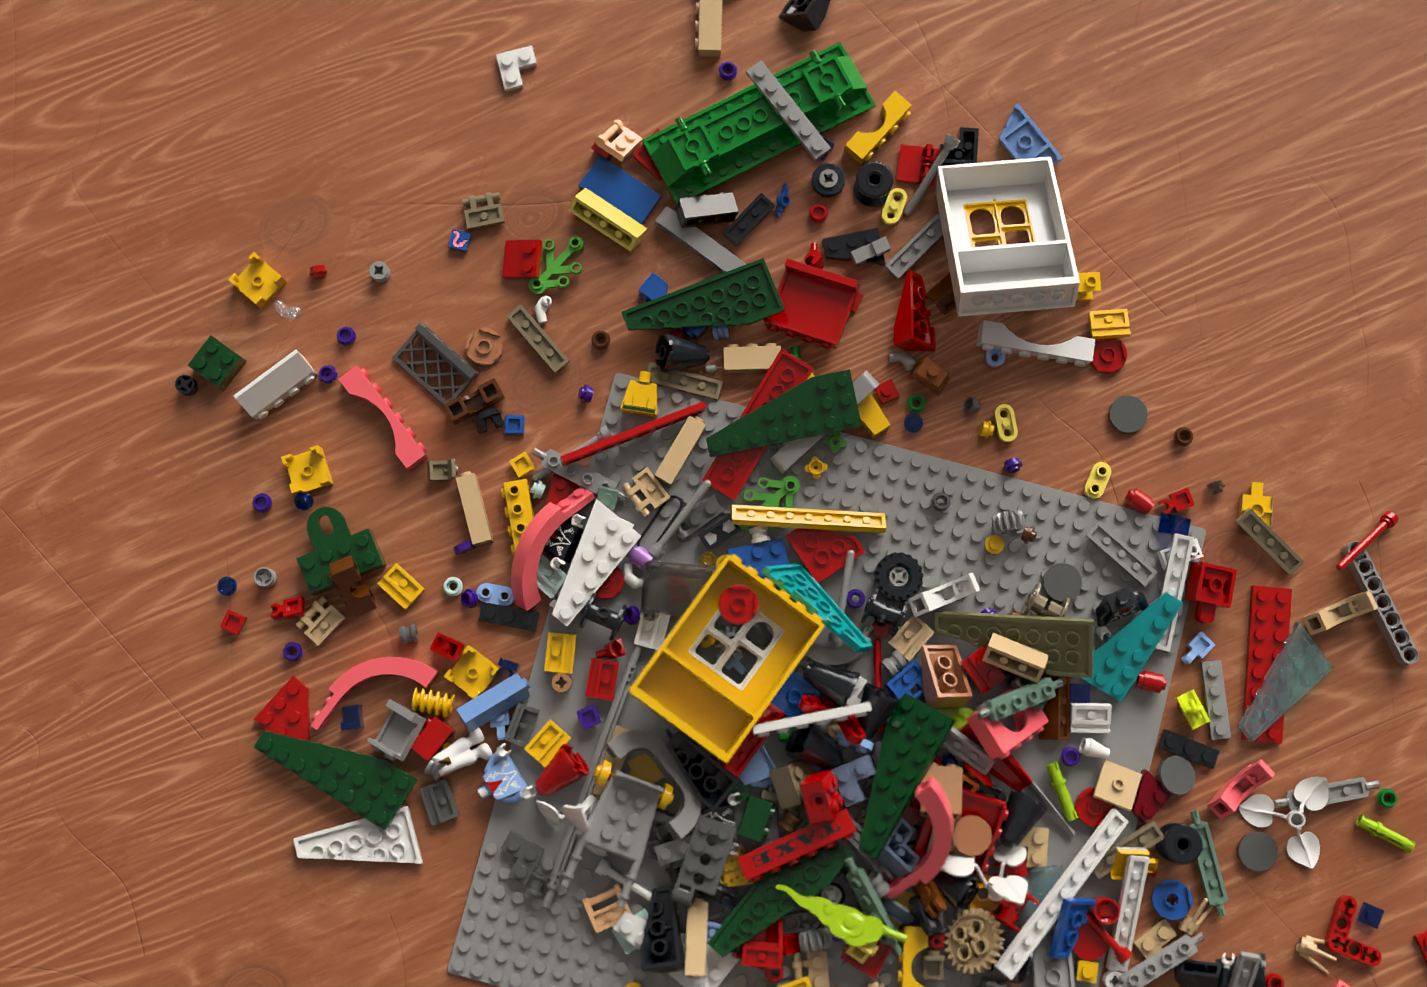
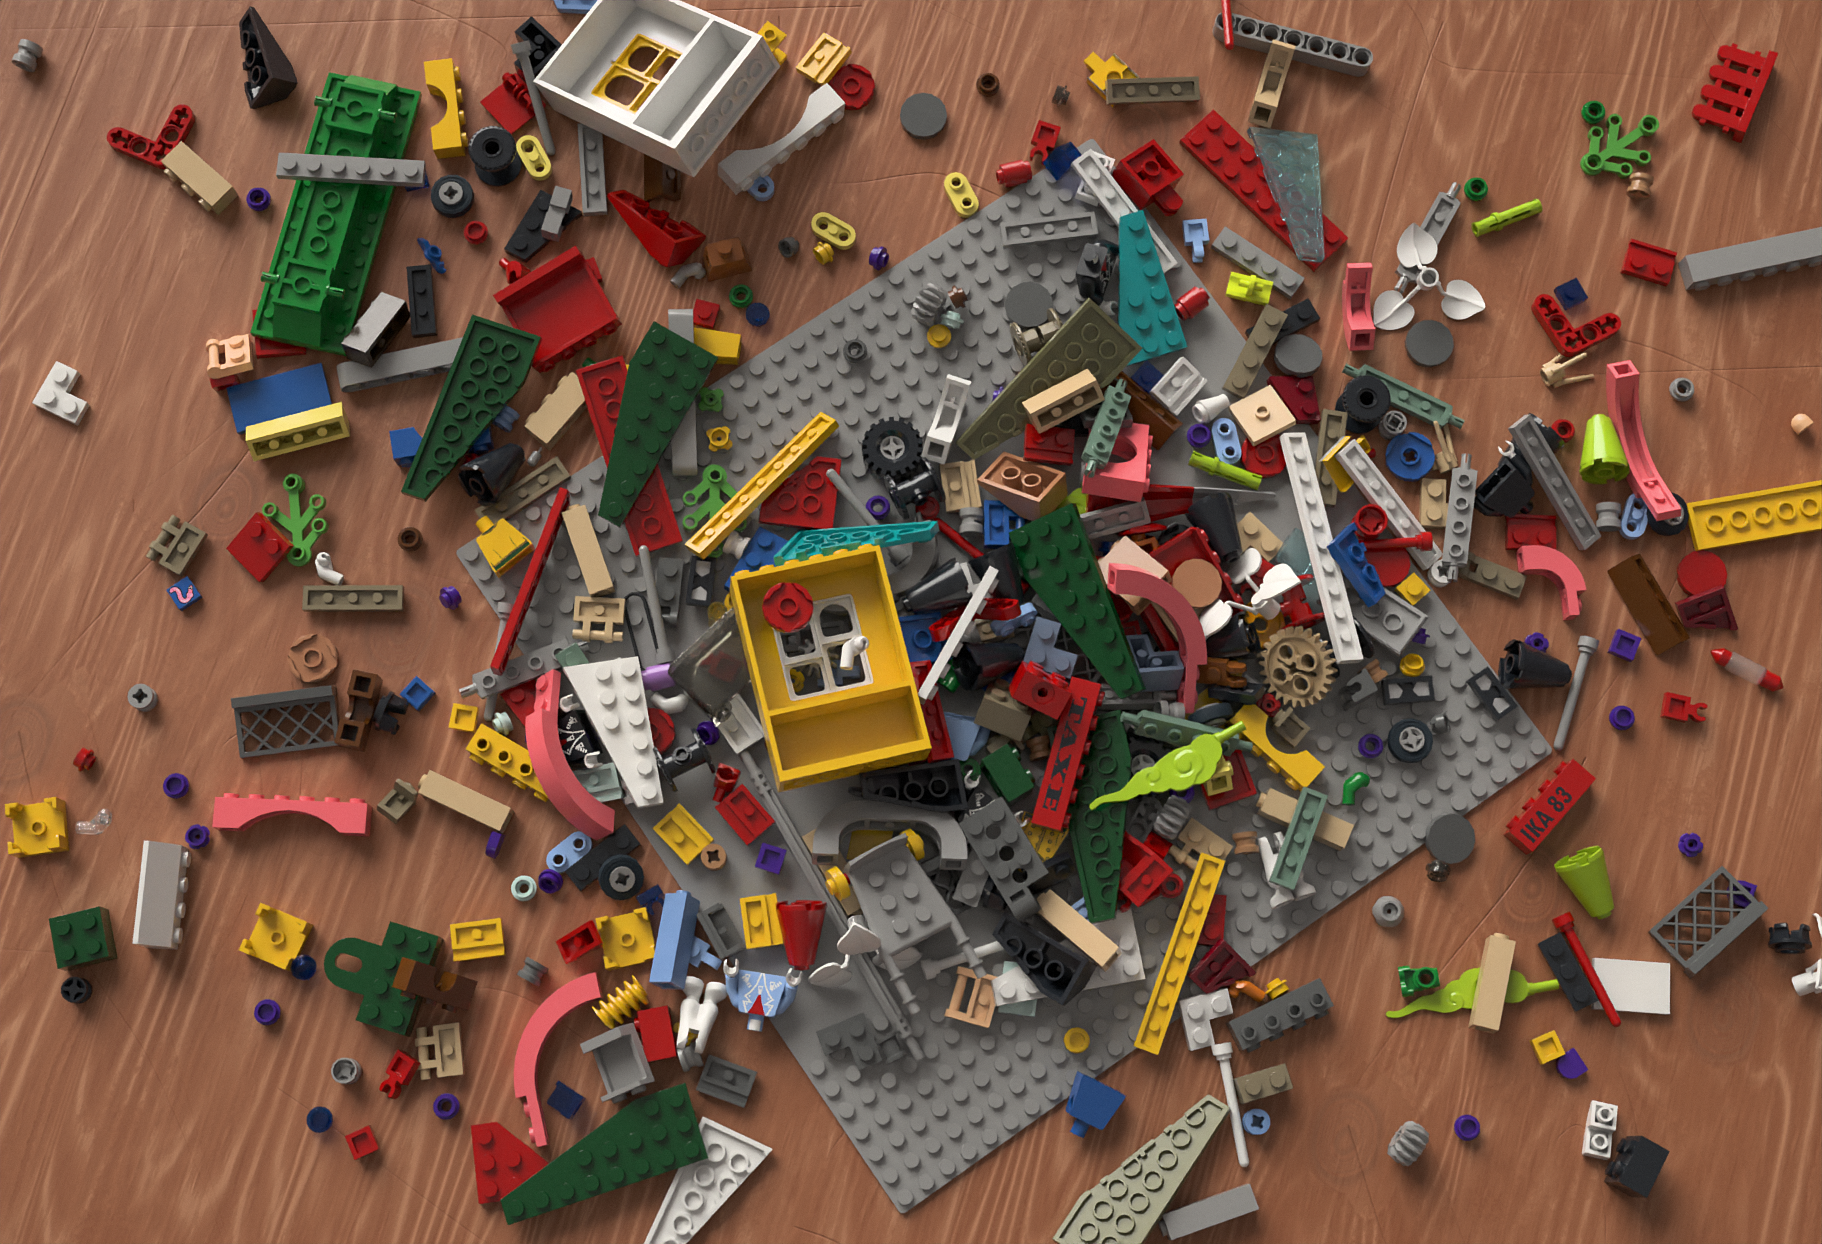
camera: 55 degrees left, 5 degrees down
(510, 632) = (615, 869): none -> black wheel
(744, 664) = (851, 649): none -> white arm
(1011, 543) = (951, 320): none -> light aqua plate
(1078, 774) = (1225, 441): none -> light blue plate
(1154, 747) = (1254, 351): none -> dark tan plate
(1182, 872) = (1389, 429): none -> light grey wheel

